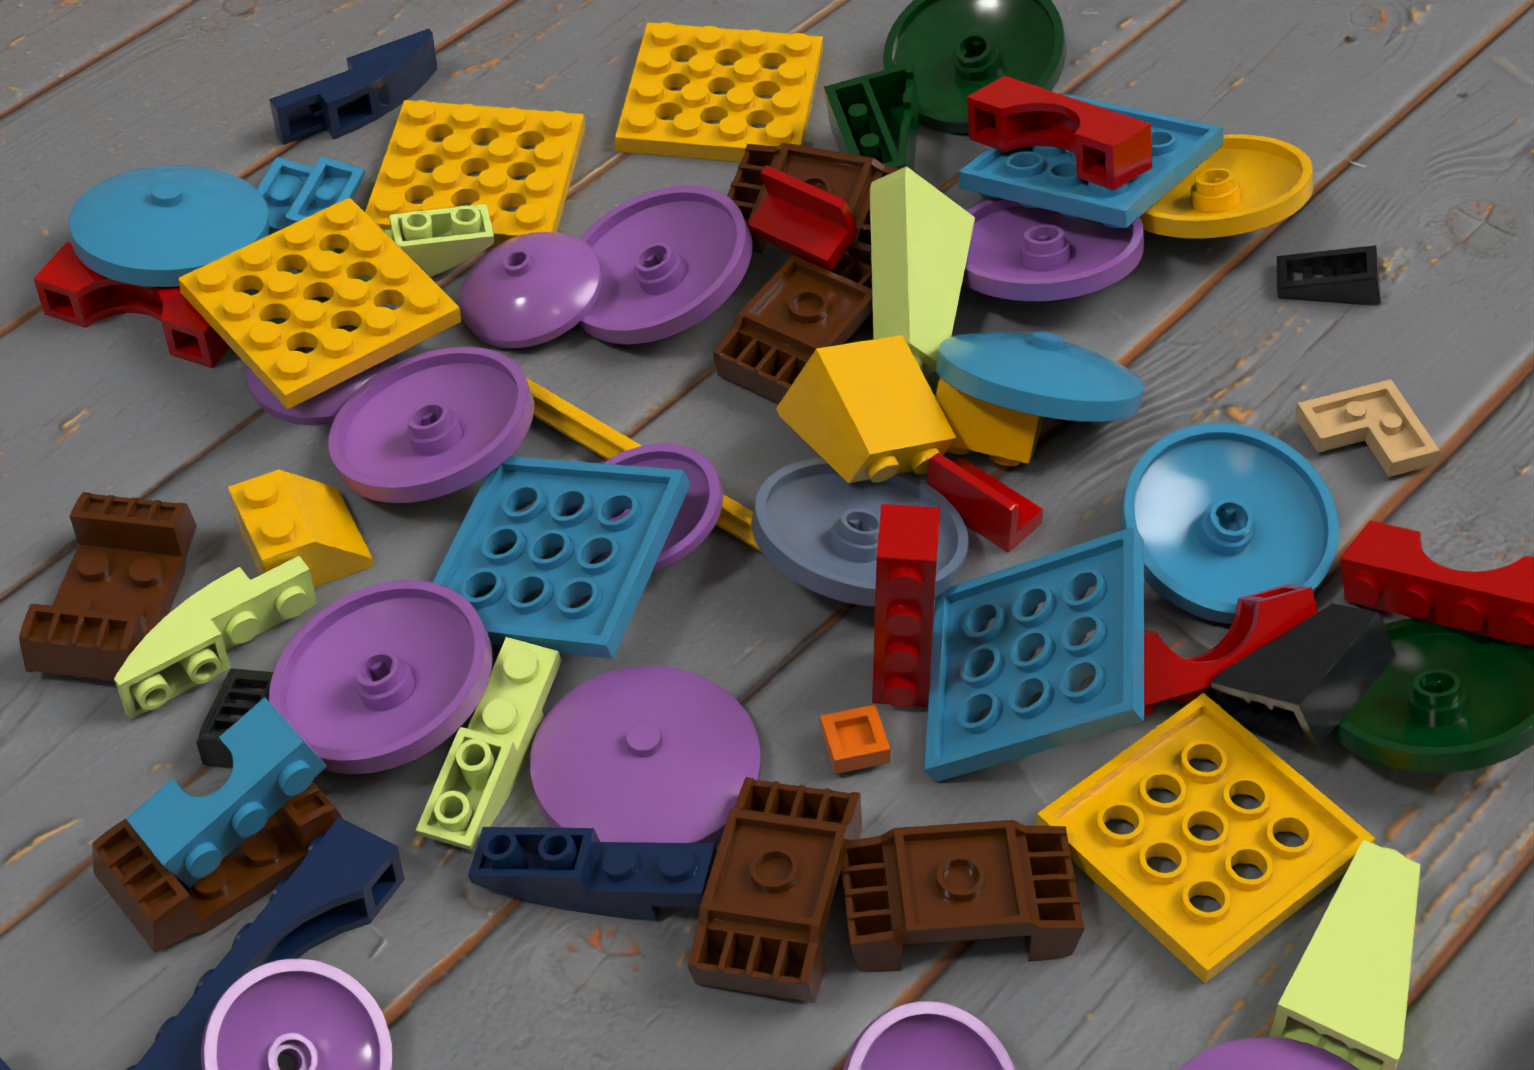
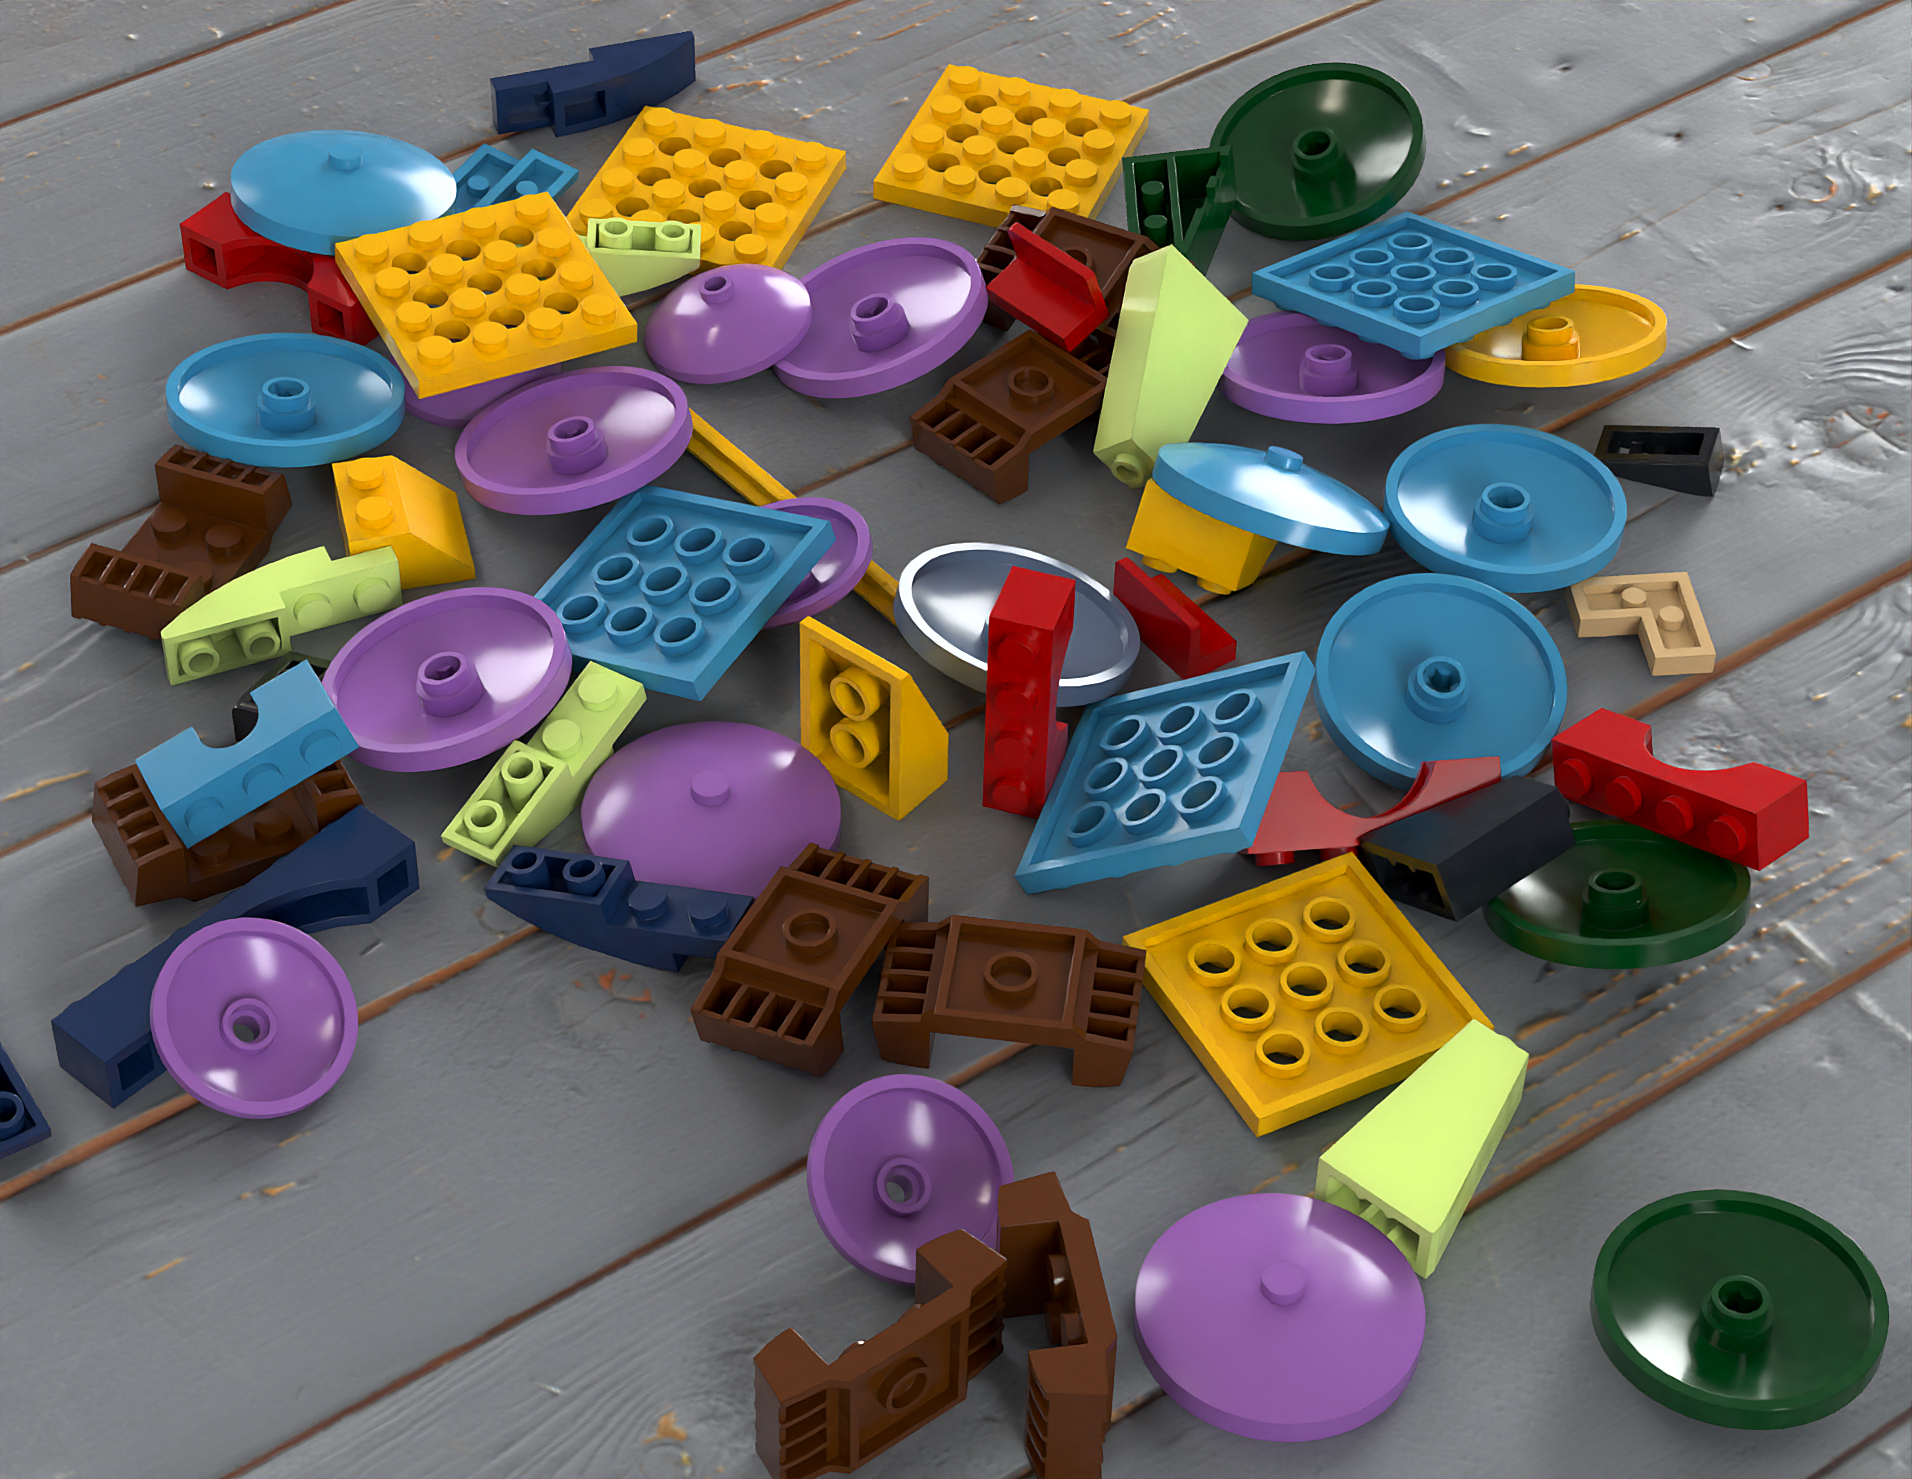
camera: 10 degrees right, 5 degrees down
(167, 430) = (285, 400): none -> dark azure dish
(765, 654) = (868, 723): none -> yellow slope
(854, 739) = (947, 833): orange plate -> none
(867, 410) = (1061, 498): yellow slope -> none
(1018, 115) = (1419, 261): red arch -> none
(1229, 349) = (1505, 507): none -> dark azure dish

